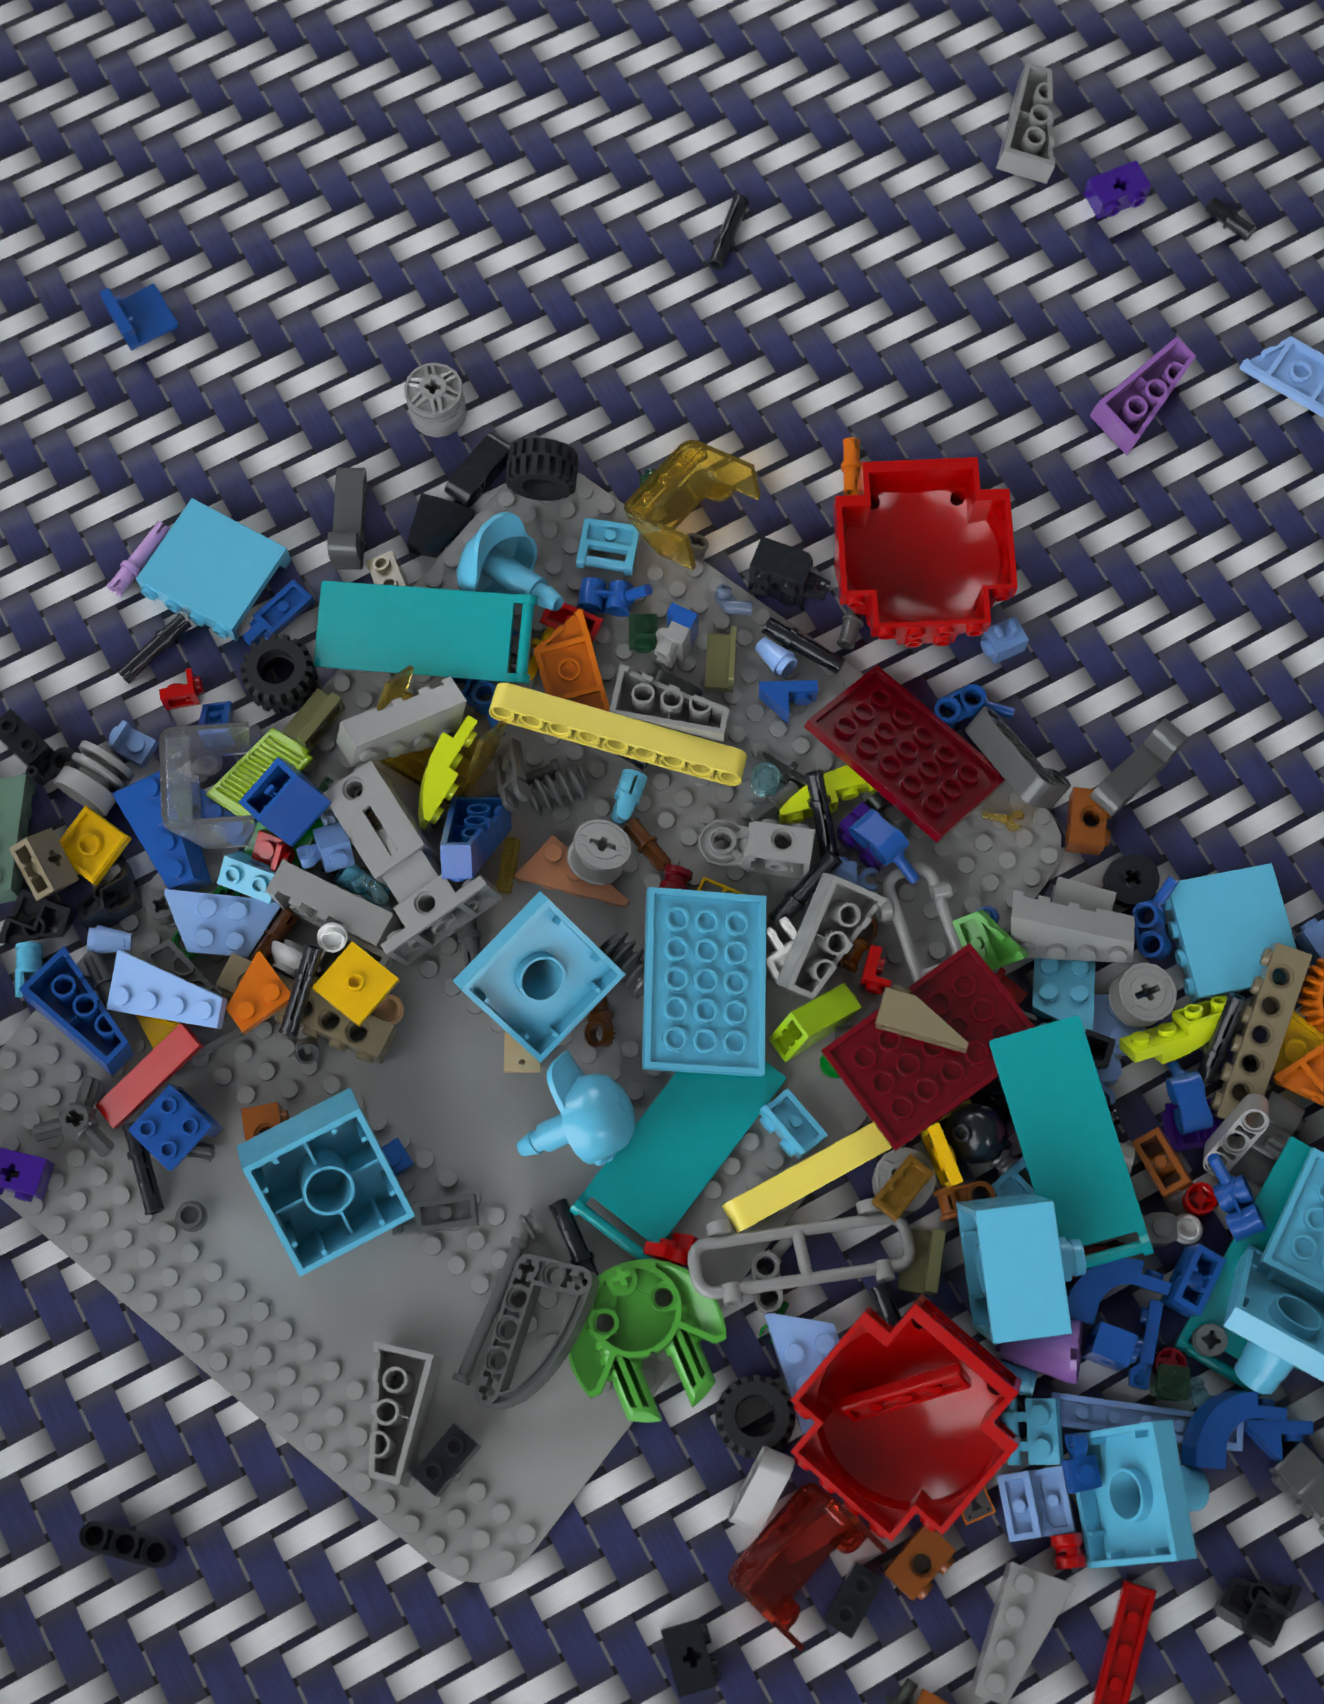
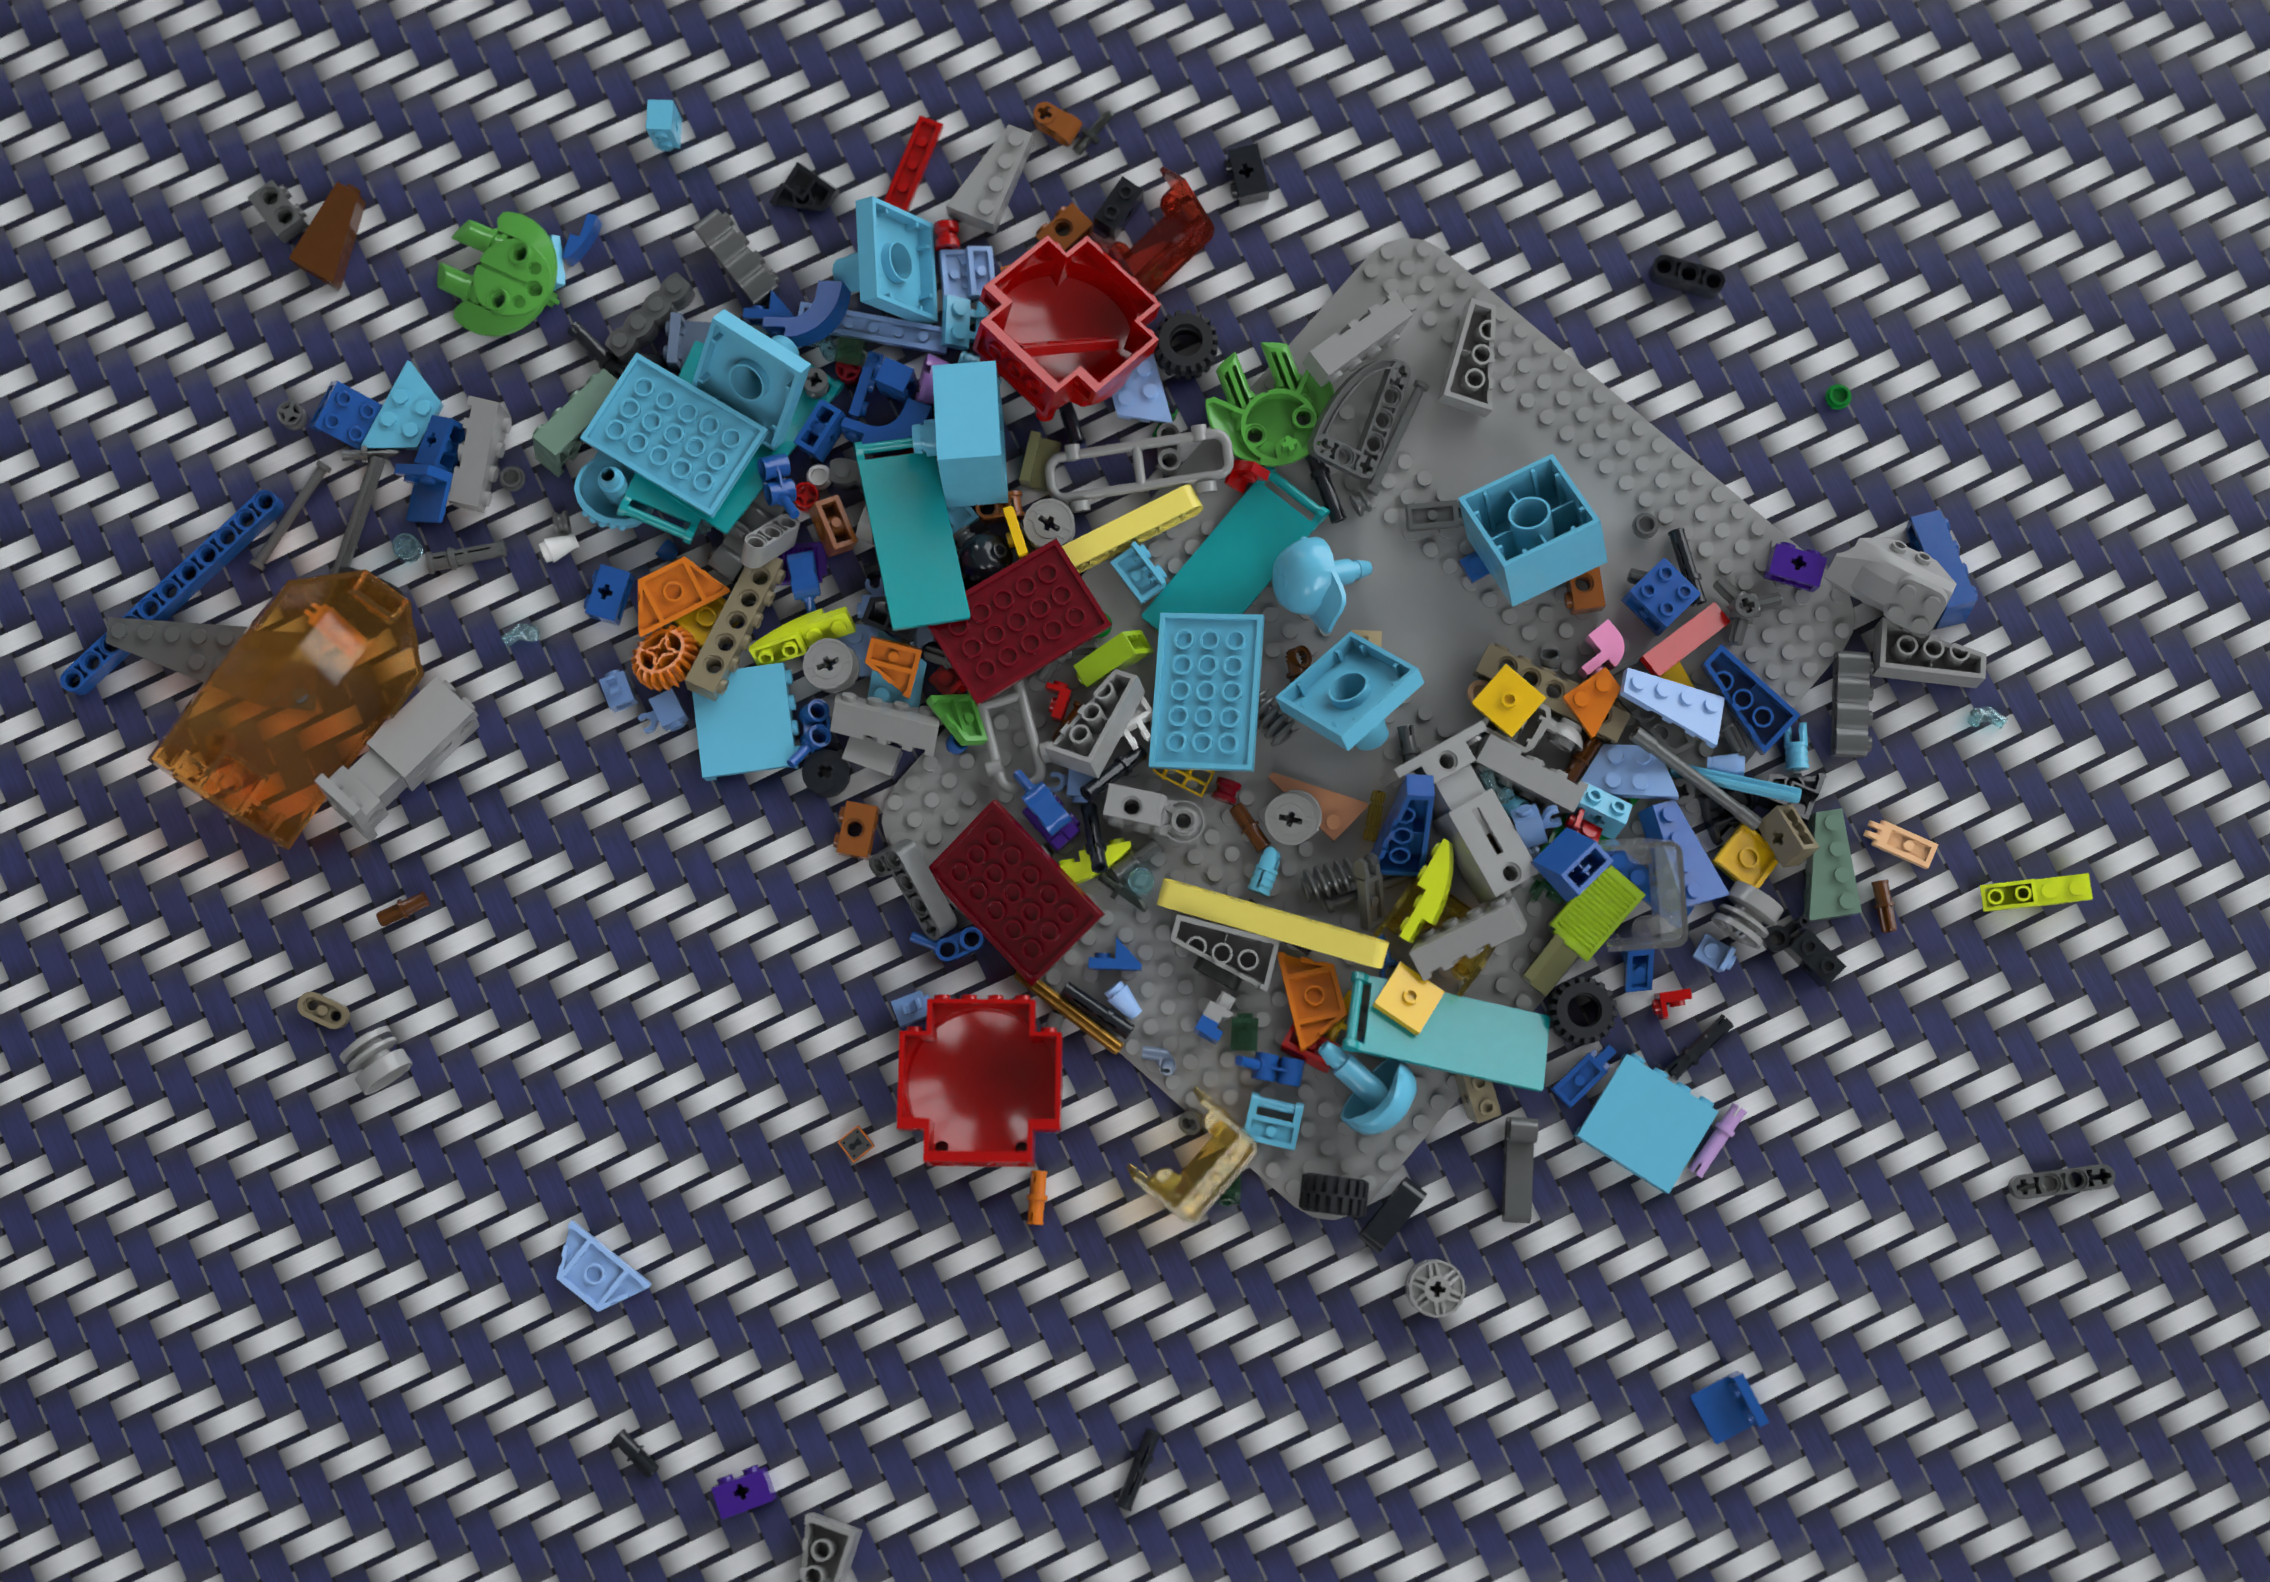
camera: 175 degrees left, 10 degrees up
(98, 917) = (1748, 784): none -> medium azure axle
(192, 943) = (1738, 810): none -> dark grey piece
(238, 1061) = (1607, 645): none -> bright pink brick
(311, 957) = (1548, 720): black pin -> none
(332, 937) = (1529, 739): white plate -> none
(436, 524) = (1435, 1159): black slope -> none
(445, 1460) = (1434, 321): black brick -> none
(467, 658) = (1408, 998): none -> yellow plate
(540, 1422) = (1358, 341): none -> light grey wedge
(720, 661) = (1174, 999): olive panel -> none
(761, 1489) = (1184, 286): light grey beam -> none
(785, 574) = (1107, 1079): black hinge -> none
(813, 632) = (1073, 1014): none -> pearl gold axle
(902, 1187) = (1052, 511): pearl gold plate -> none
(910, 1017) = (1032, 638): dark tan slope -> none
(1004, 819) = (931, 835): clear yellow hand -> none
(1046, 509) = (856, 1144): none -> tile
(1070, 996) = (894, 662): none -> orange wing
(1080, 1469) = (931, 290): blue plate -> none
(1135, 401) = (750, 1253): medium lavender wedge -> none
(1139, 768) = (808, 868): dark grey beam -> none
(1220, 1039) = (774, 618): black pin -> none

